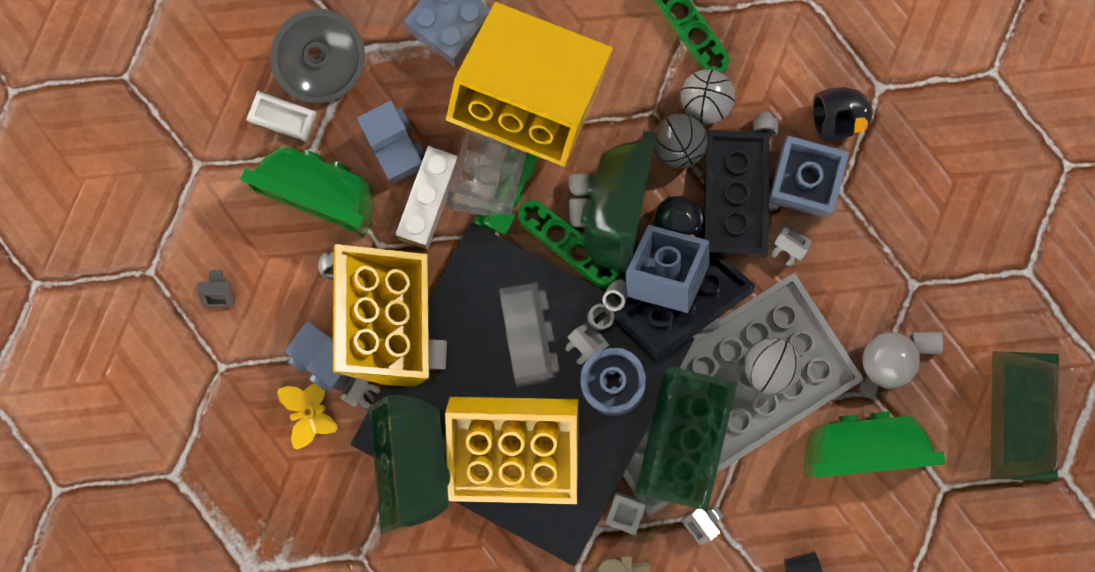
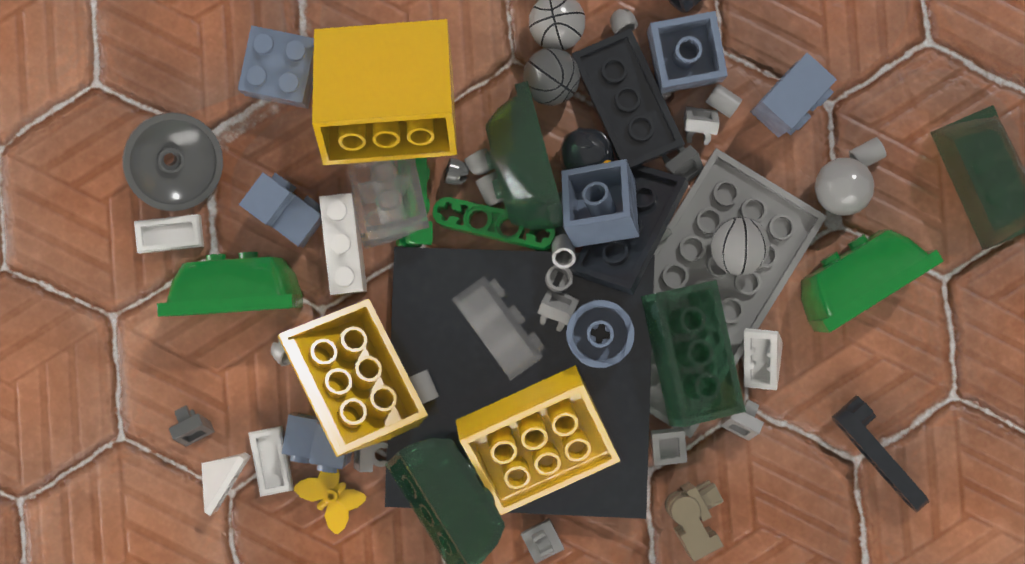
camera: 25 degrees left, 5 degrees up
(218, 349) = (219, 478): none -> white slope
(269, 356) = (270, 464): none -> white tile
(473, 544) = (542, 541): none -> light grey tile
(556, 183) = (456, 172): none -> dark grey hinge
(746, 476) = (762, 358): none -> white slope
(760, 273) = (685, 164): none -> dark grey tile
(821, 235) = (723, 100): none -> light grey hinge
(882, 258) = (797, 92): none -> sand blue brick

